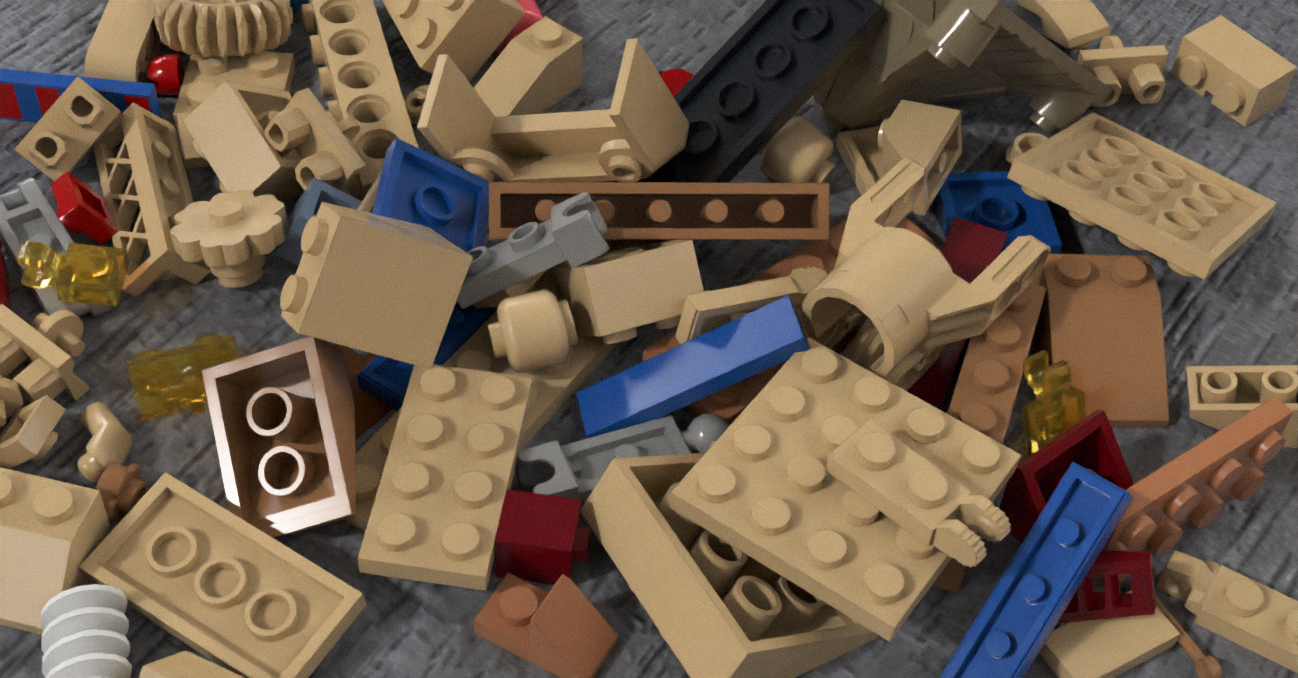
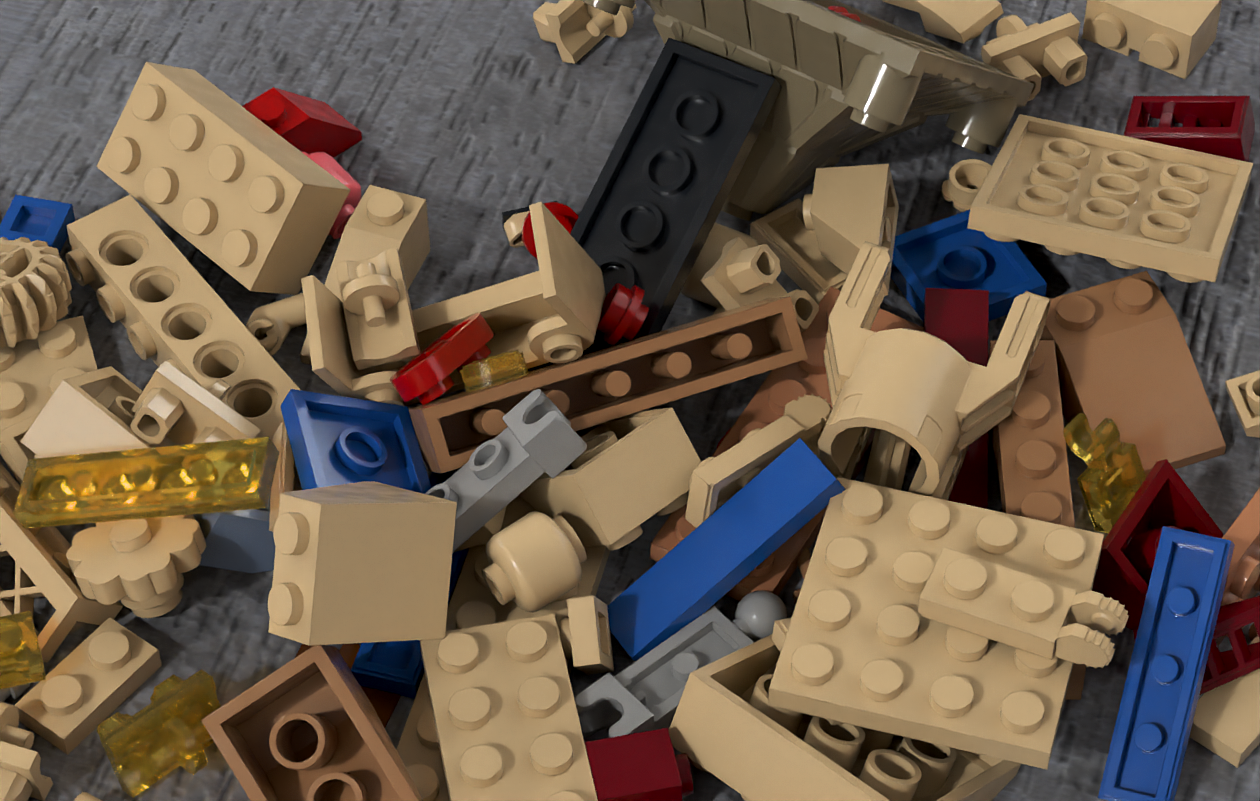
camera: 15 degrees left, 0 degrees up
(153, 322) = (88, 685): none -> tan plate
(253, 175) = (147, 483): none -> clear yellow plate
(496, 103) = (378, 311): none -> tan hips
(515, 159) = (429, 372): none -> red plate
(555, 405) = (587, 635): none -> tan plate
(565, 170) = (494, 370): none -> clear yellow tile
(691, 160) = (622, 313): none -> red plate
(813, 162) = (749, 276): none -> tan hips
(1250, 162) = (1210, 123): none -> dark red slope

